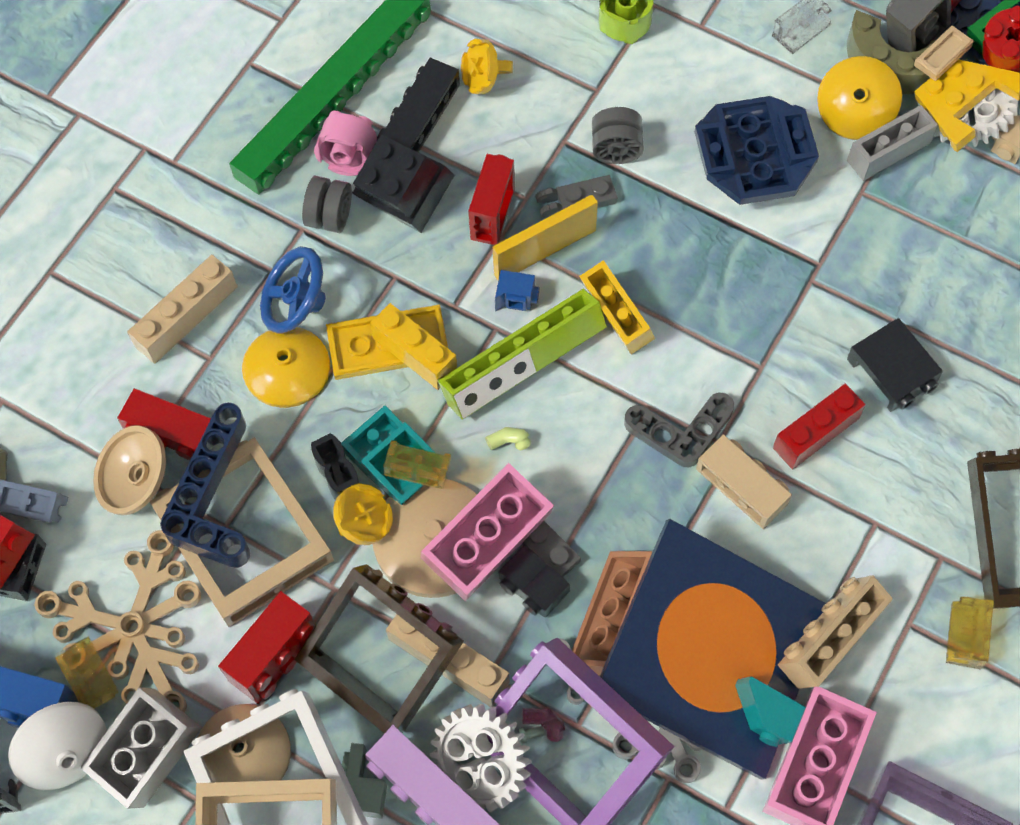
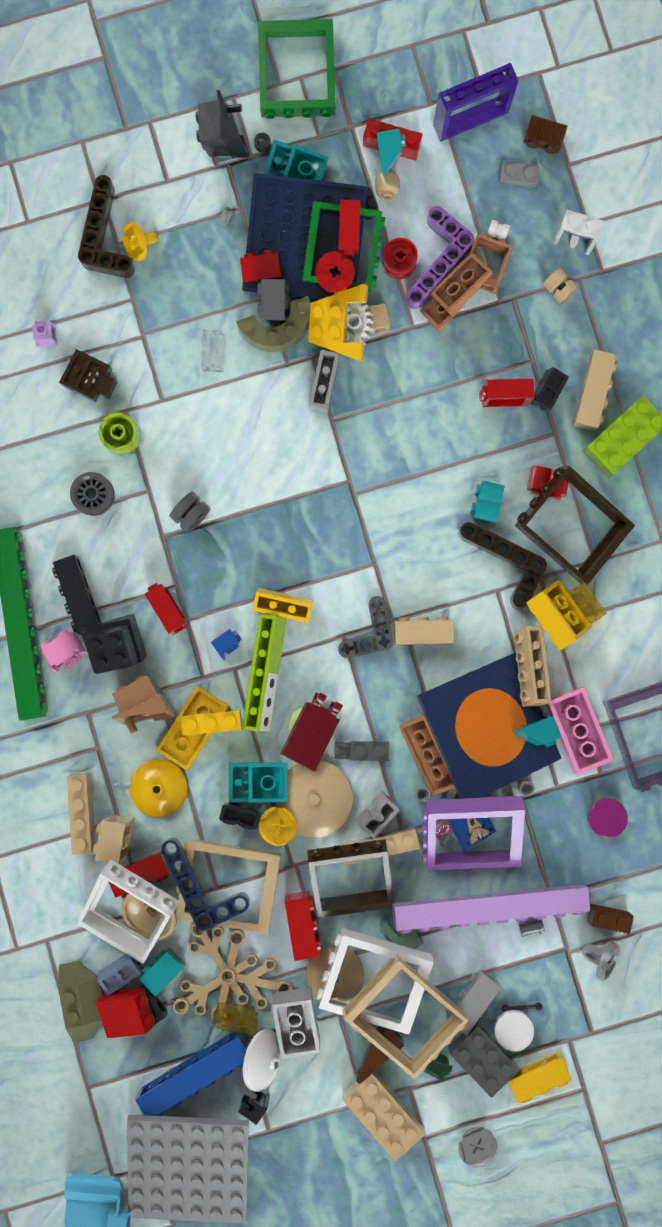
camera: 45 degrees left, 20 degrees up
(72, 436) = (116, 932): none -> white window
(72, 546) = (162, 972): none -> teal brick
(186, 354) = (114, 838): none -> tan brick
(297, 292) = (126, 752): blue piece -> none
(327, 204) = (90, 692): dark grey wheel -> none
(363, 258) = (141, 702): none -> medium nougat piece
(416, 465) = (276, 778): clear yellow hinge -> none
(470, 620) = (379, 816): none -> light grey brick
(471, 727) = (441, 876): white gear -> none
(481, 66) = (83, 539): yellow tile -> none
(486, 531) = (342, 779): bright pink brick -> none
(524, 447) = (312, 732): none -> dark red tile
(533, 581) = (380, 774): black brick -> none
(538, 40) = (82, 480): none -> dark grey wheel
(546, 237) = (213, 604): yellow tile -> none
(578, 740) = (471, 830): none -> blue tile
(599, 187) = (202, 560): dark grey hinge -> none
(763, 126) = (260, 433): dark blue piece -> none
(818, 426) = (431, 570): red brick -> none
(856, 117) = (275, 361): yellow dish -> none
(896, 364) = (436, 503): black panel -> none
(925, 494) = (508, 557): none -> dark brown beam
(926, 605) = (559, 615): none -> yellow brick
(943, 53) = (304, 308): tan tile -> none
(958, 418) = (488, 502): none -> teal brick

